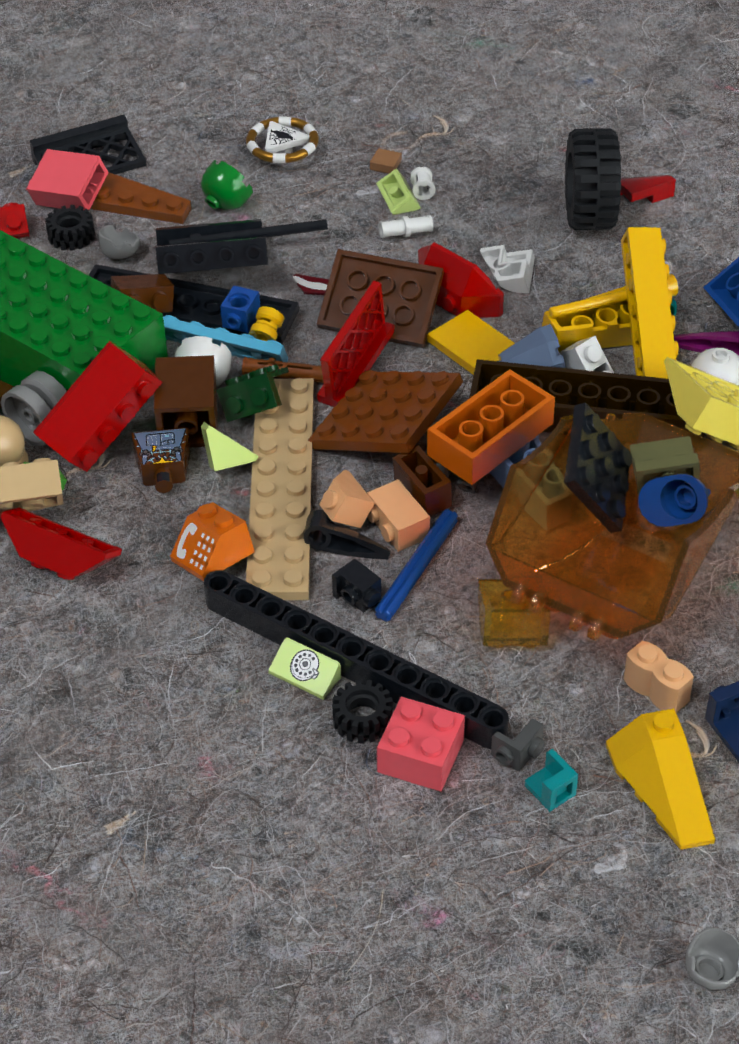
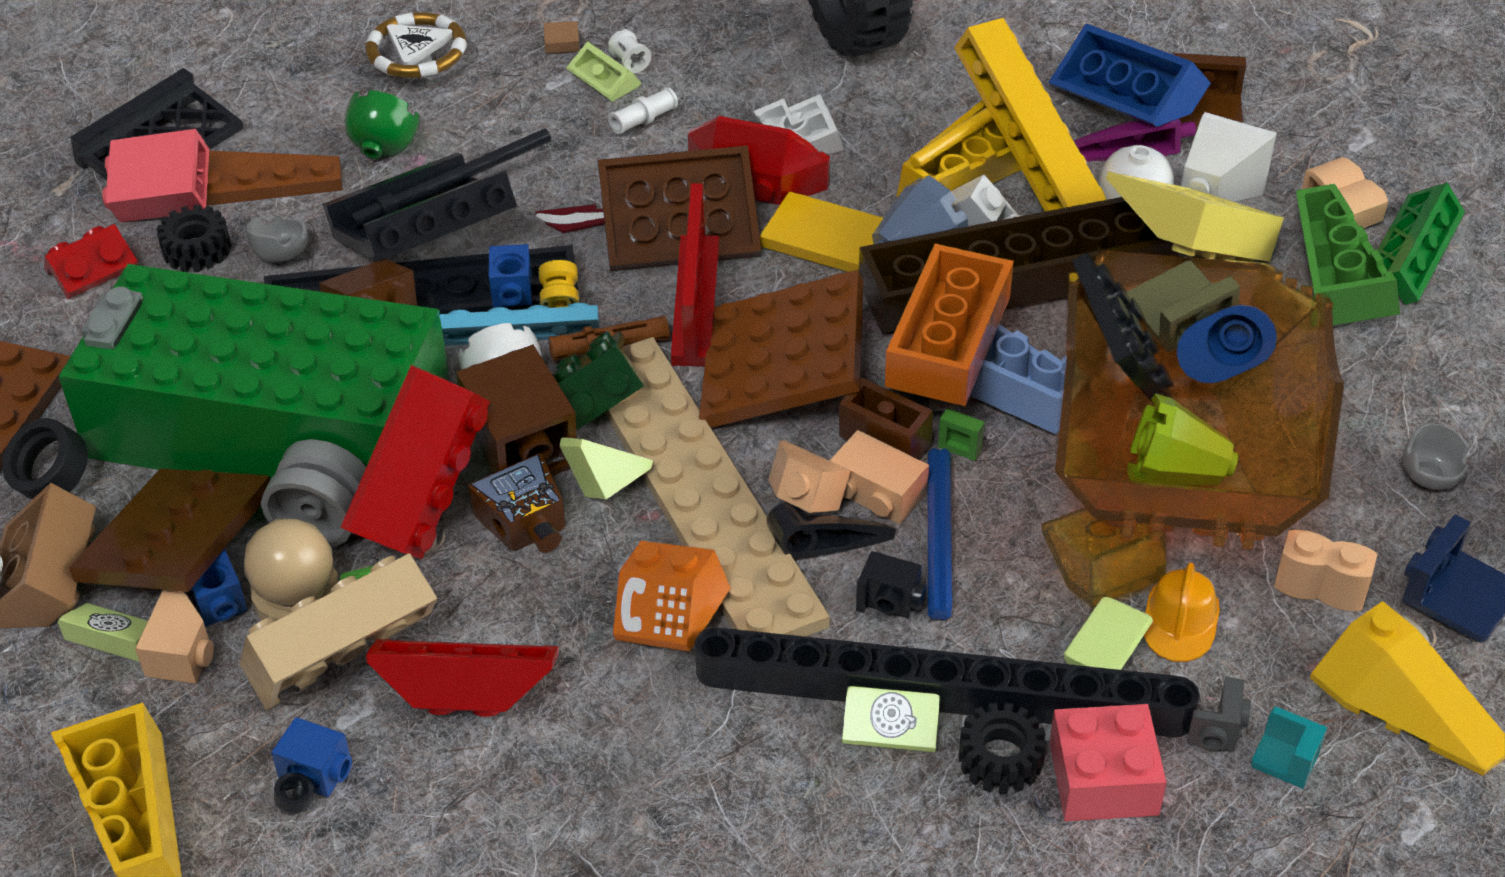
camera: 25 degrees left, 0 degrees up
(472, 506) = (961, 434): none -> bright green plate
(478, 667) = (1108, 635): none -> yellowish green slope
(543, 673) = (1182, 615): none -> light orange piece
(598, 560) = (1179, 447): none -> lime cone

